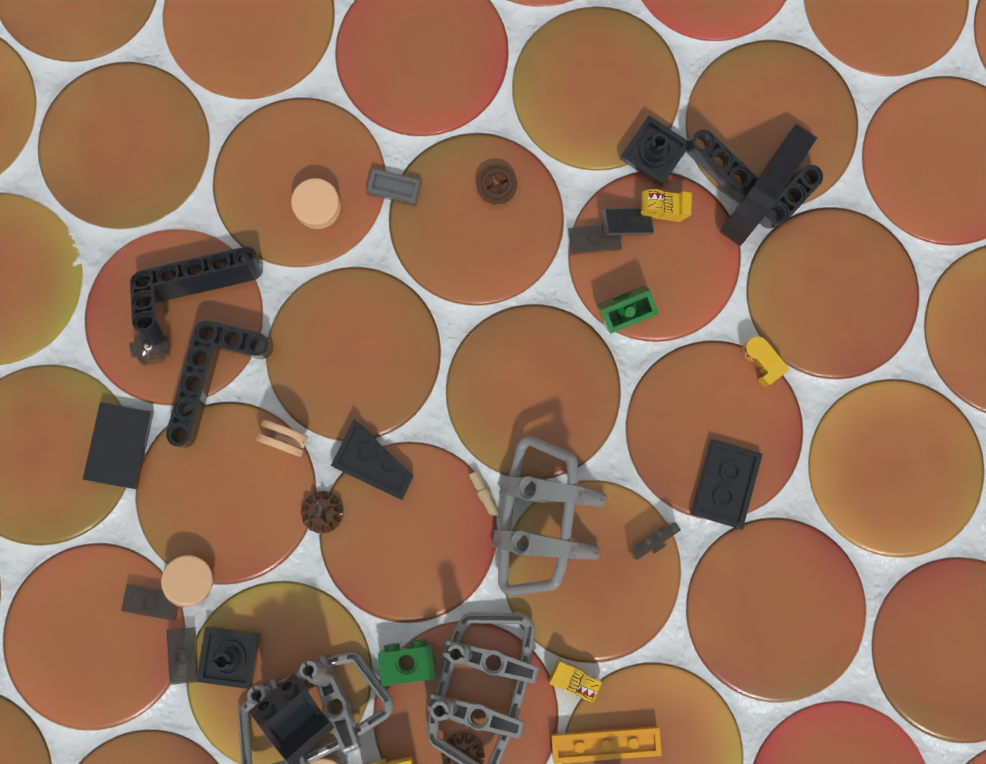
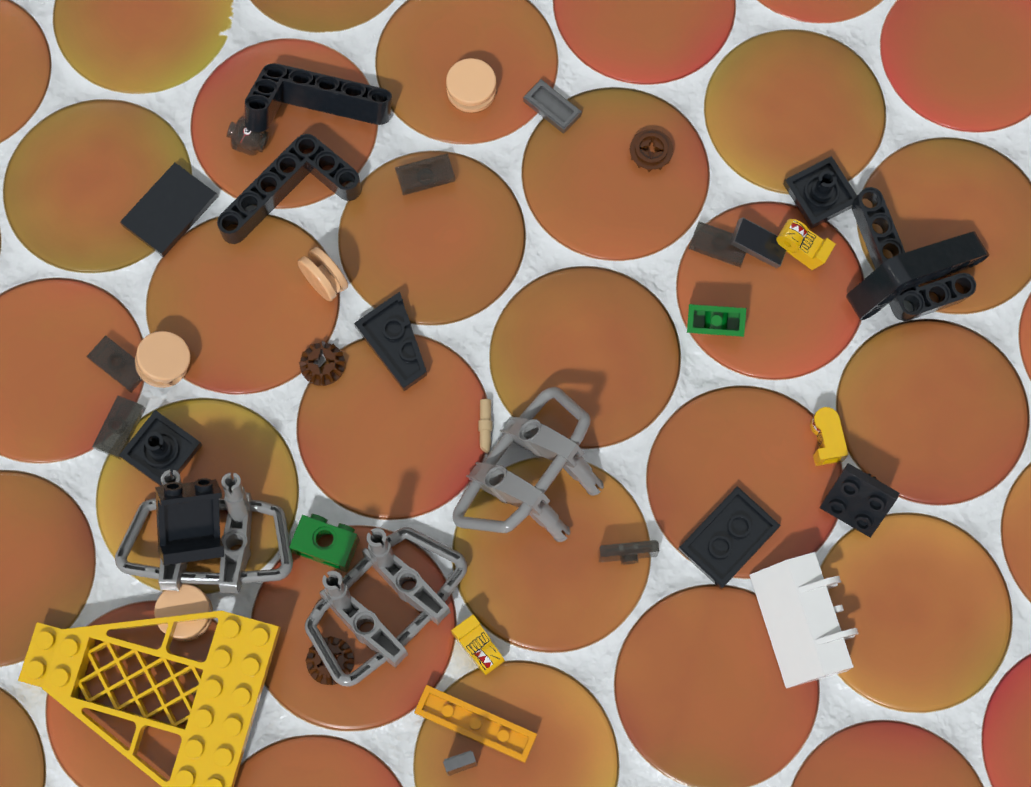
camera: 30 degrees right, 10 degrees down
(319, 303) = (425, 174): none -> clear smoke plate
(817, 402) = (859, 500): none -> black plate
(819, 523) = (802, 620): none -> white piece

